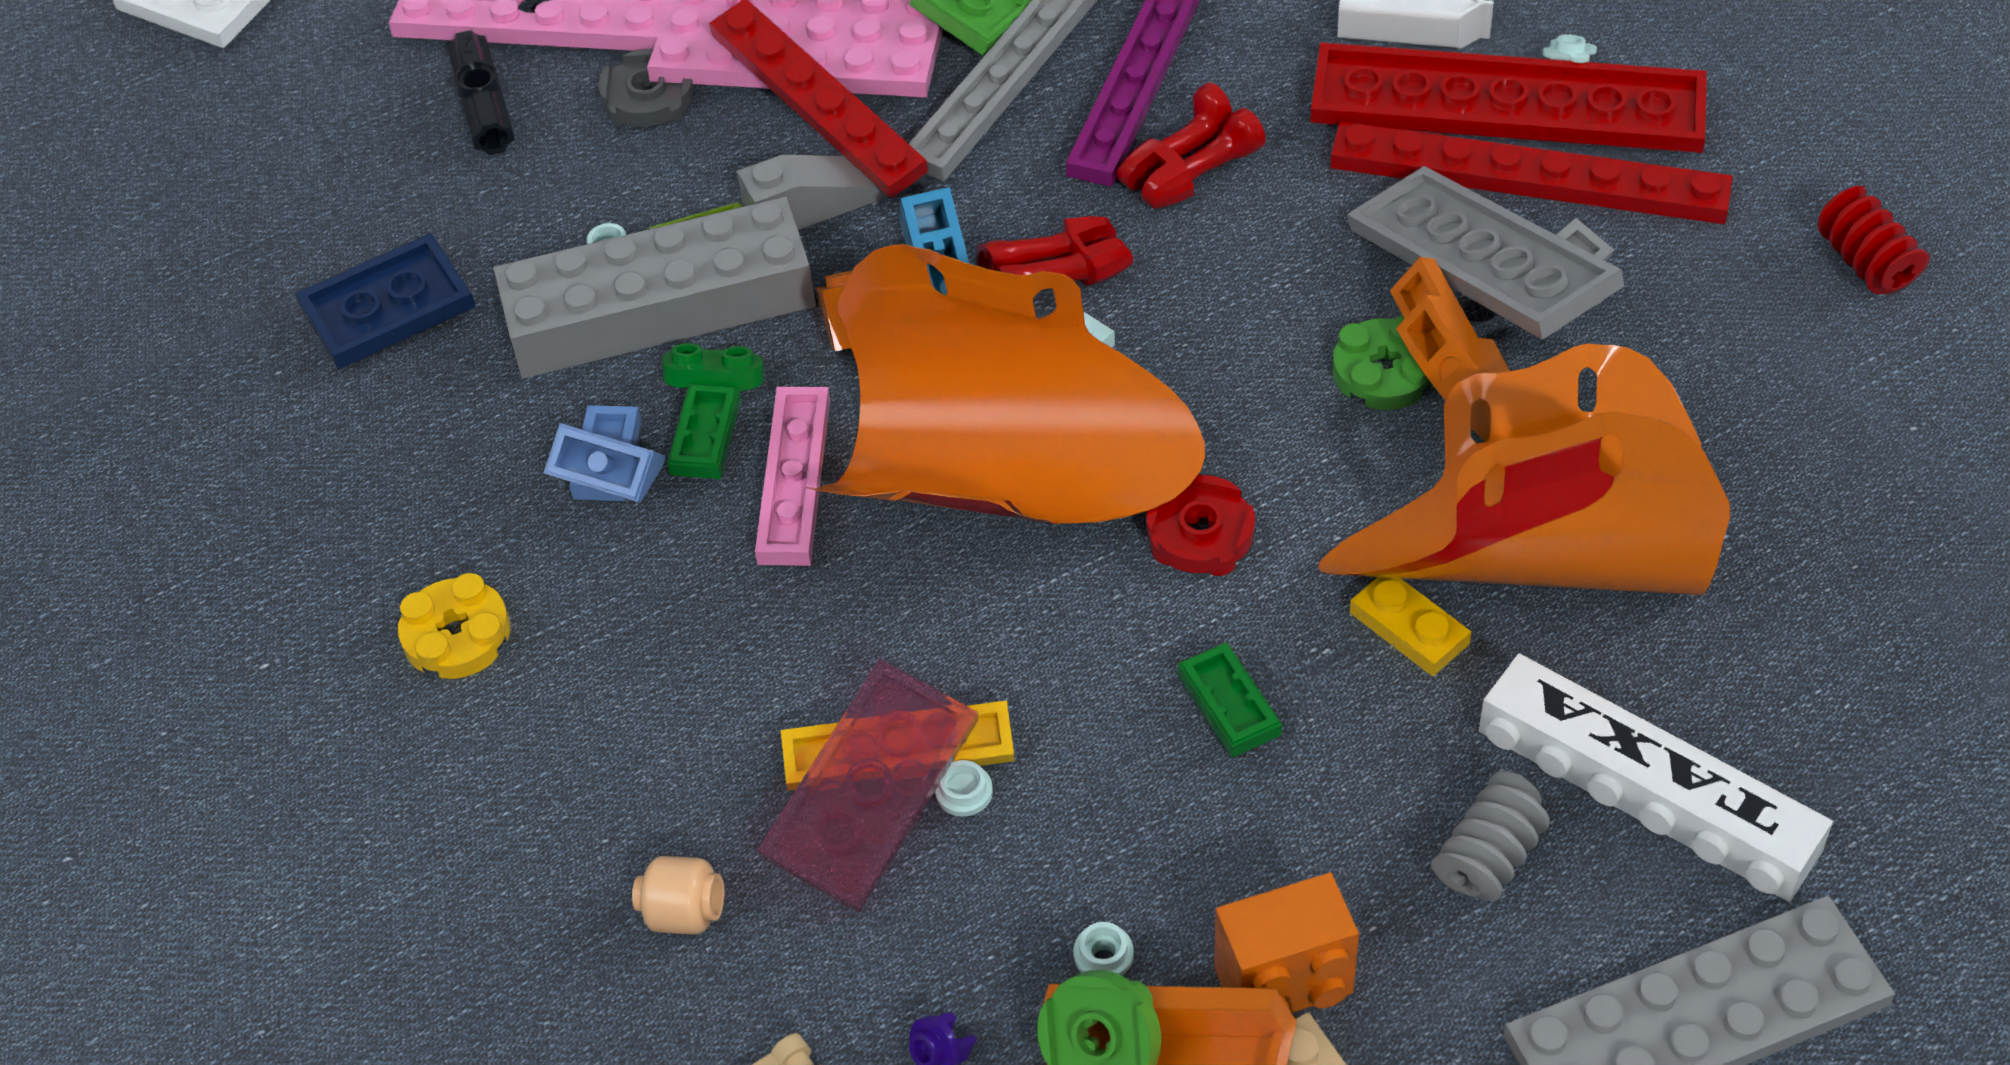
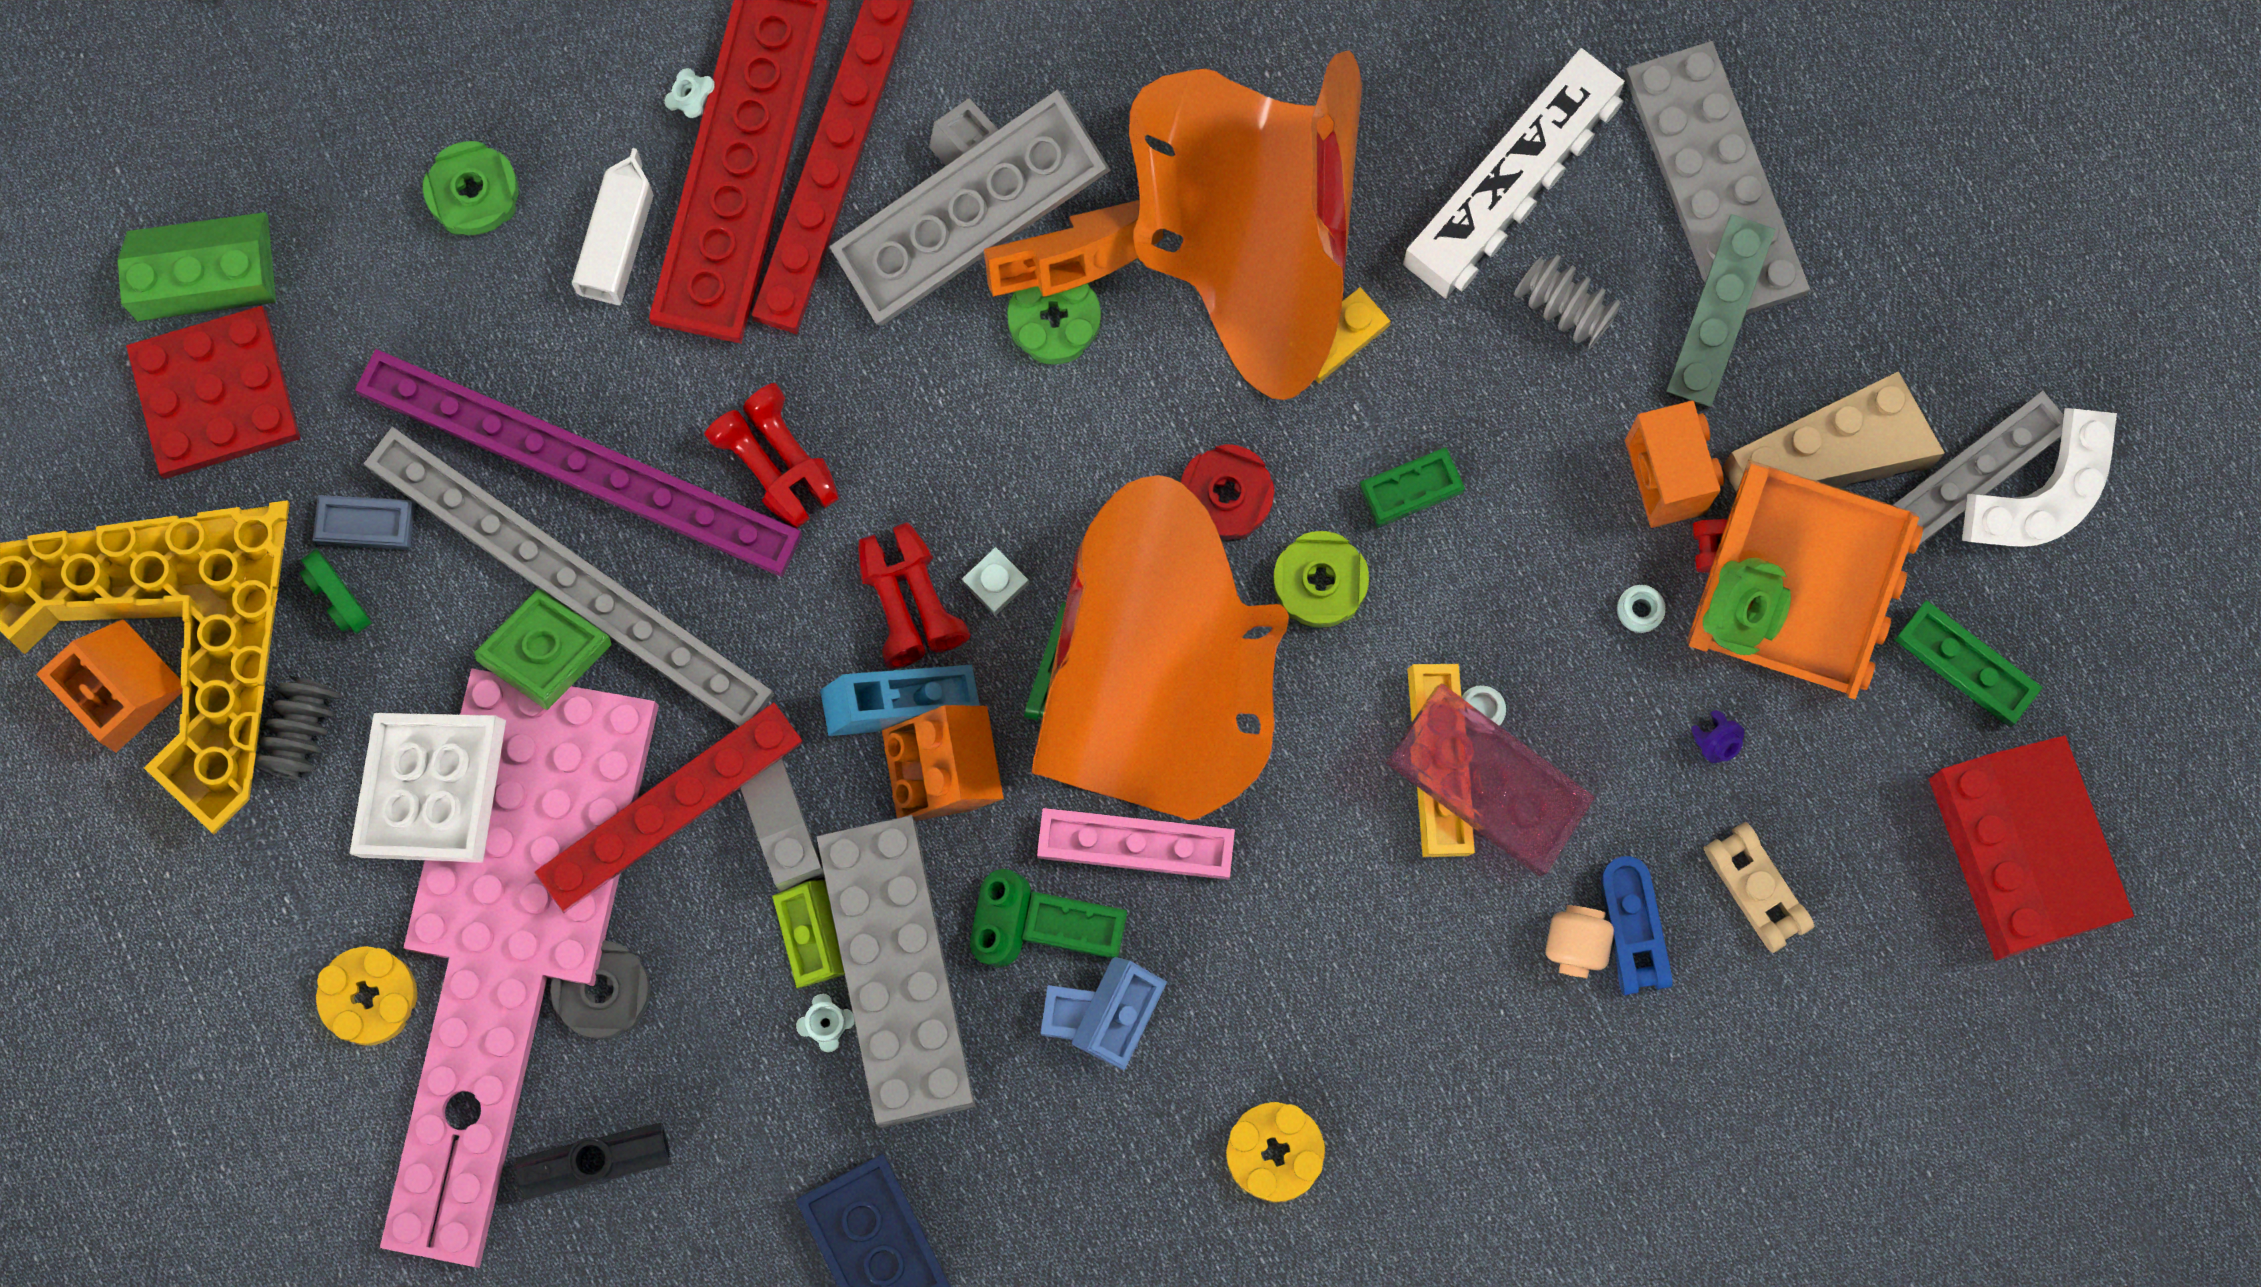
camera: 90 degrees left, 25 degrees up
(700, 961) = (1636, 924): none -> blue plate
(1113, 645) = (1340, 560): none -> lime plate
(1511, 1009) = (1720, 310): none -> sand green plate

